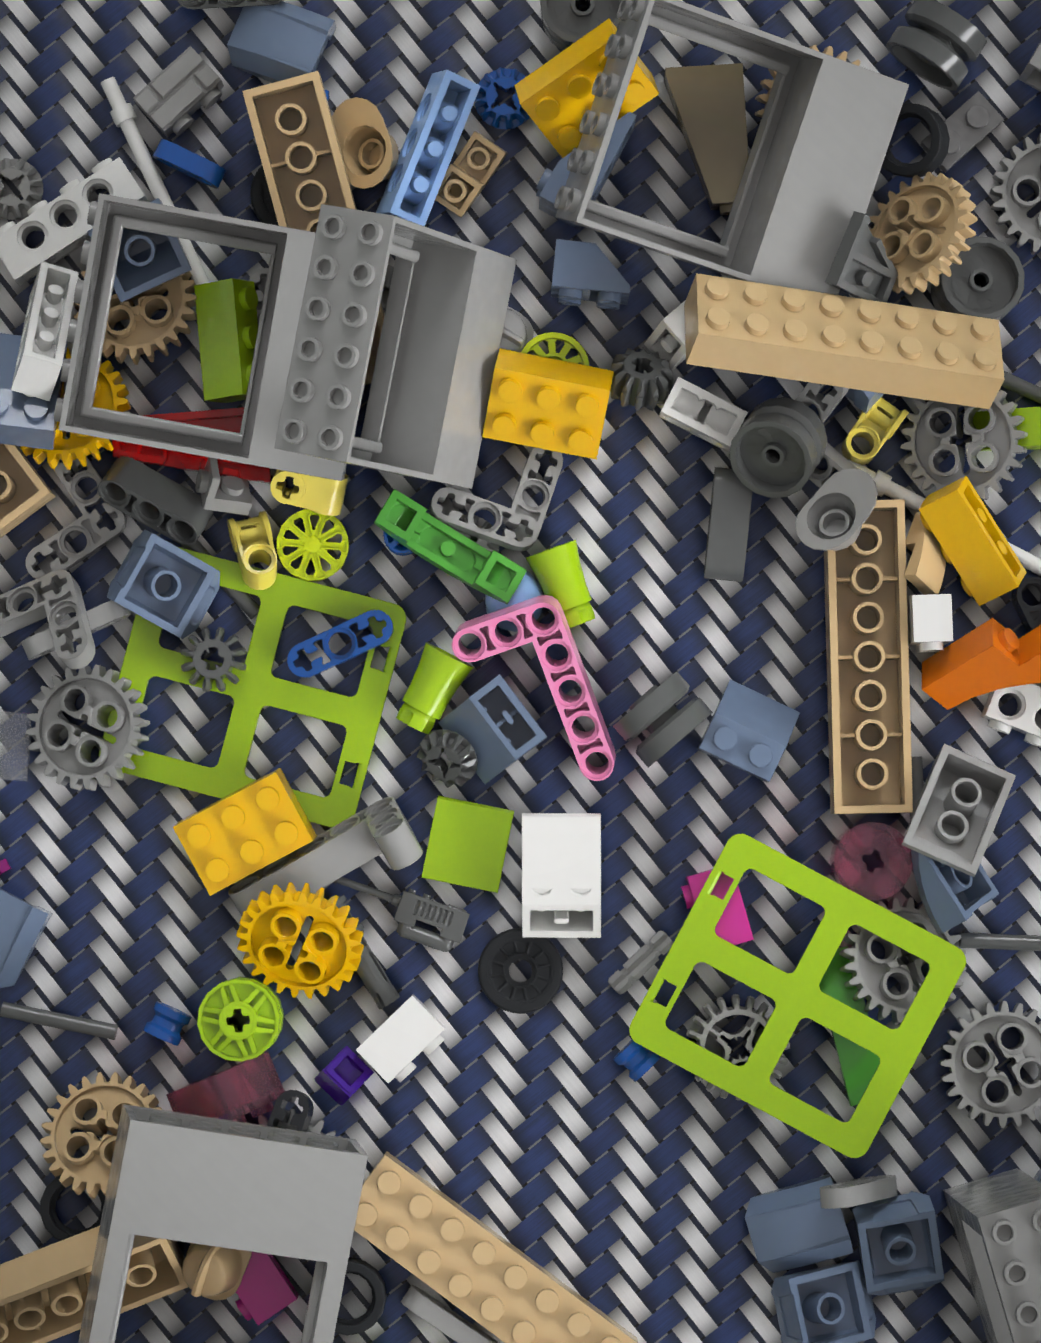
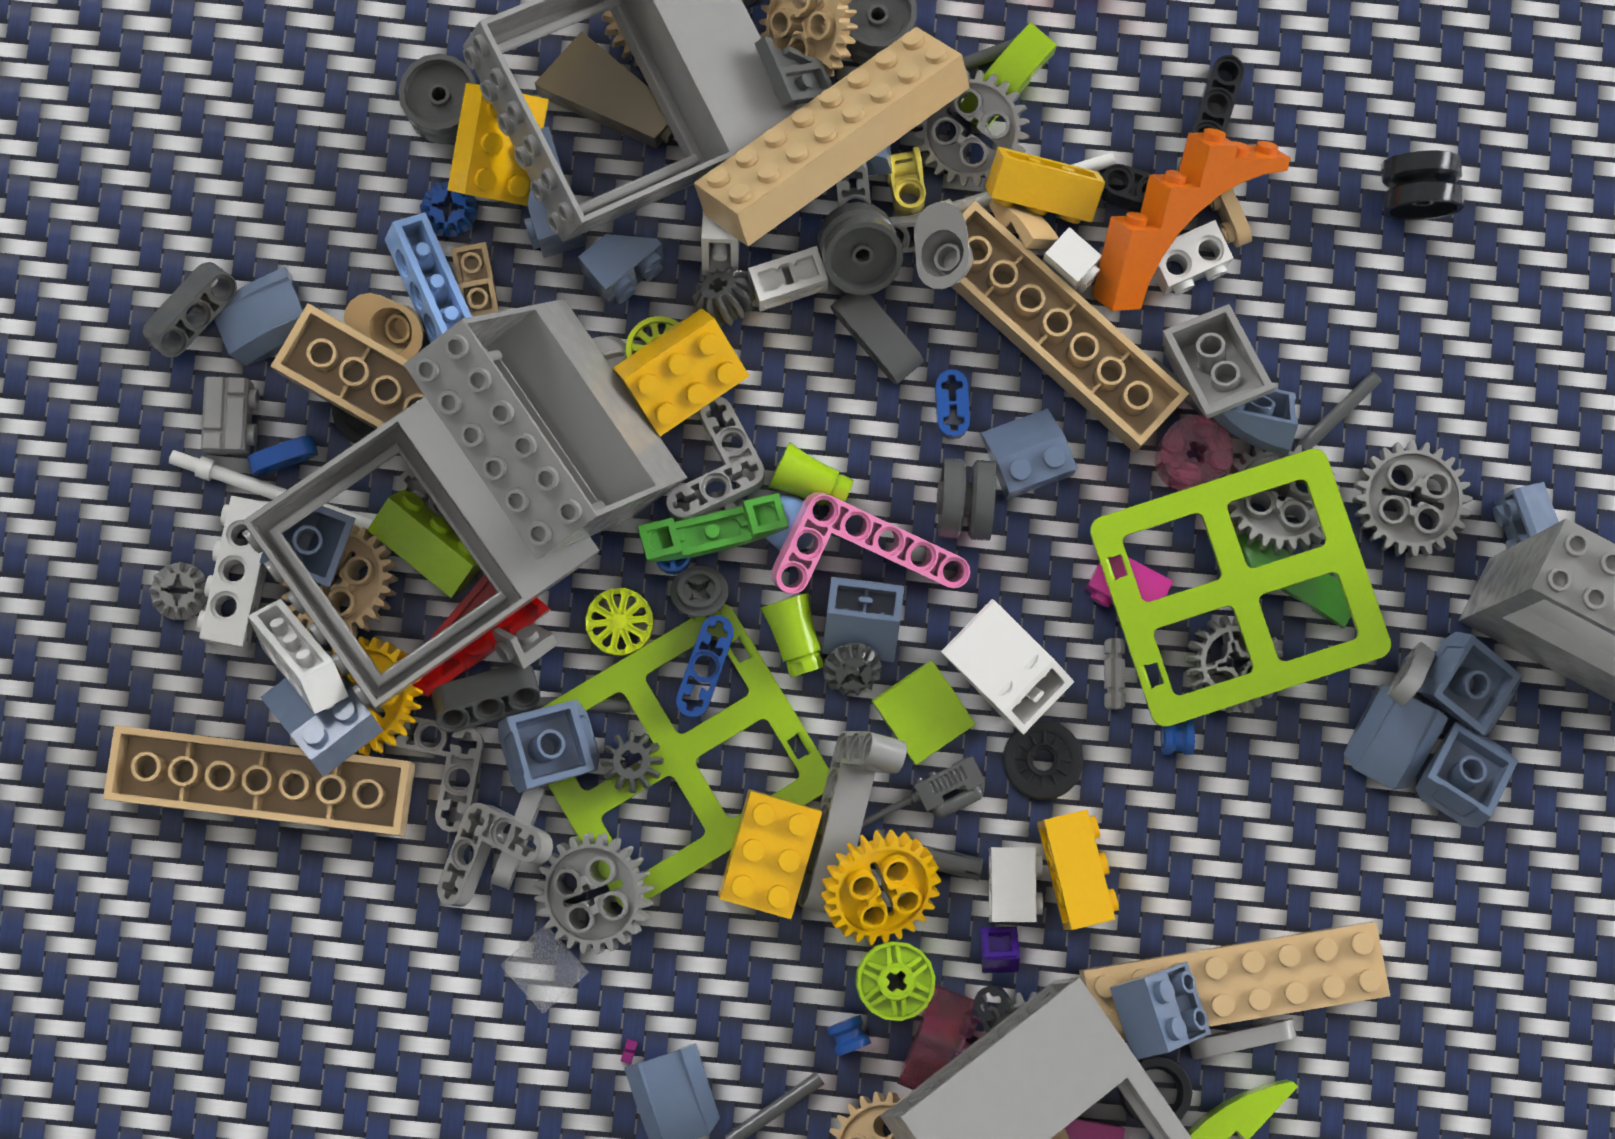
camera: 50 degrees left, 5 degrees down
(252, 544) = (578, 660): light yellow piece -> none
(310, 492) = (582, 585): light yellow piece -> none
(404, 573) = (699, 578): none -> dark grey gear
(407, 1242) = (1160, 1011): none -> sand blue slope
(458, 1078) = (1077, 870): none -> yellow brick
(723, 629) = (960, 404): none -> blue beam

